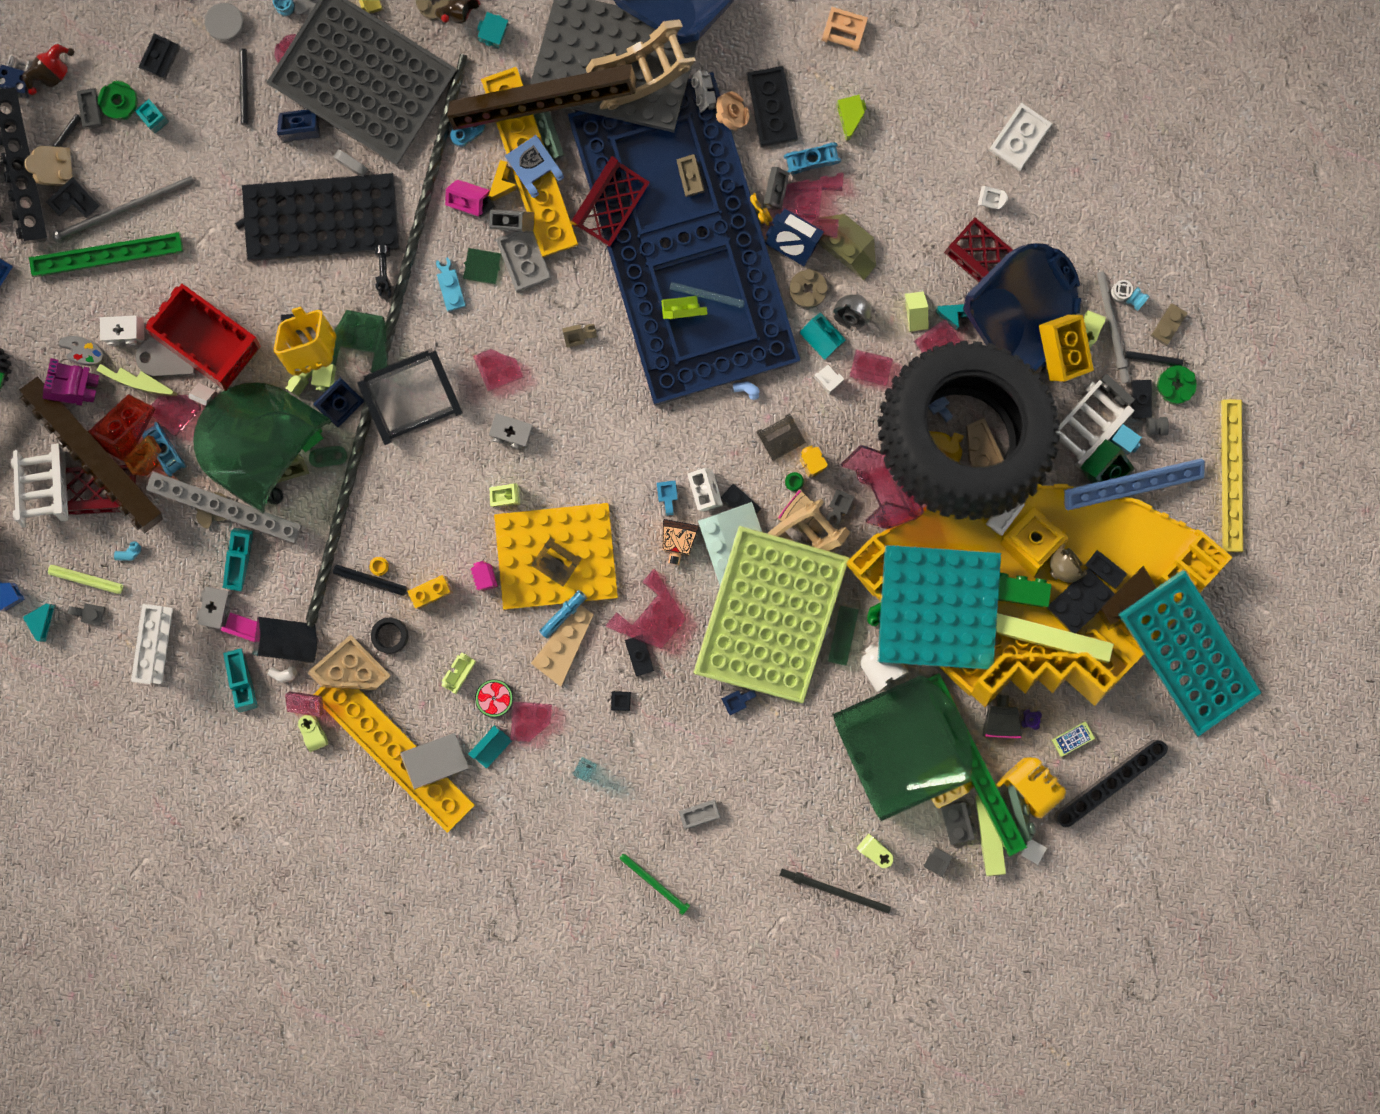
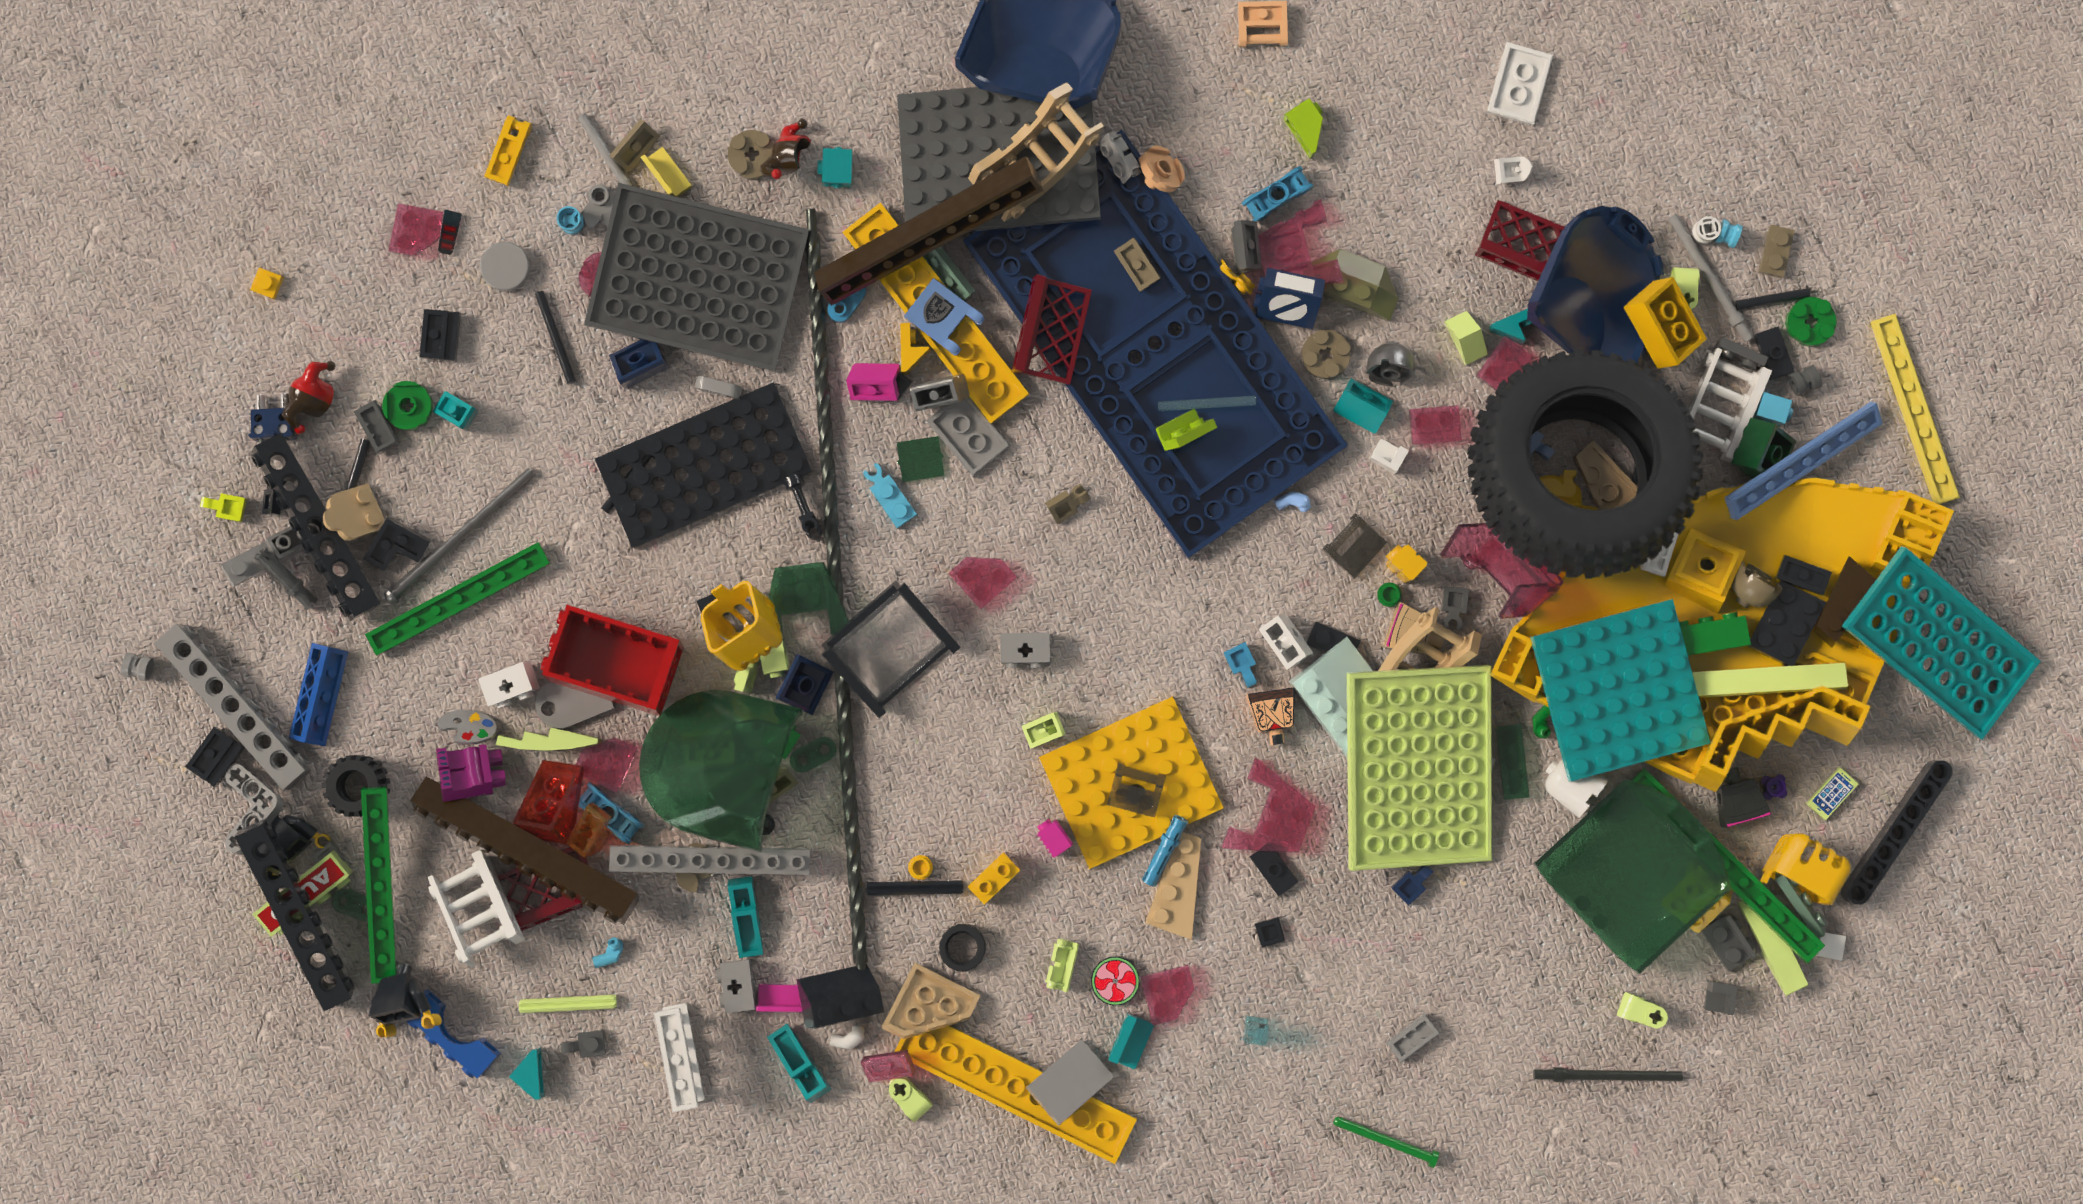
camera: 15 degrees left, 0 degrees up
(202, 394) = (633, 730): white tile -> none
(772, 106) = (1206, 147): black tile -> none

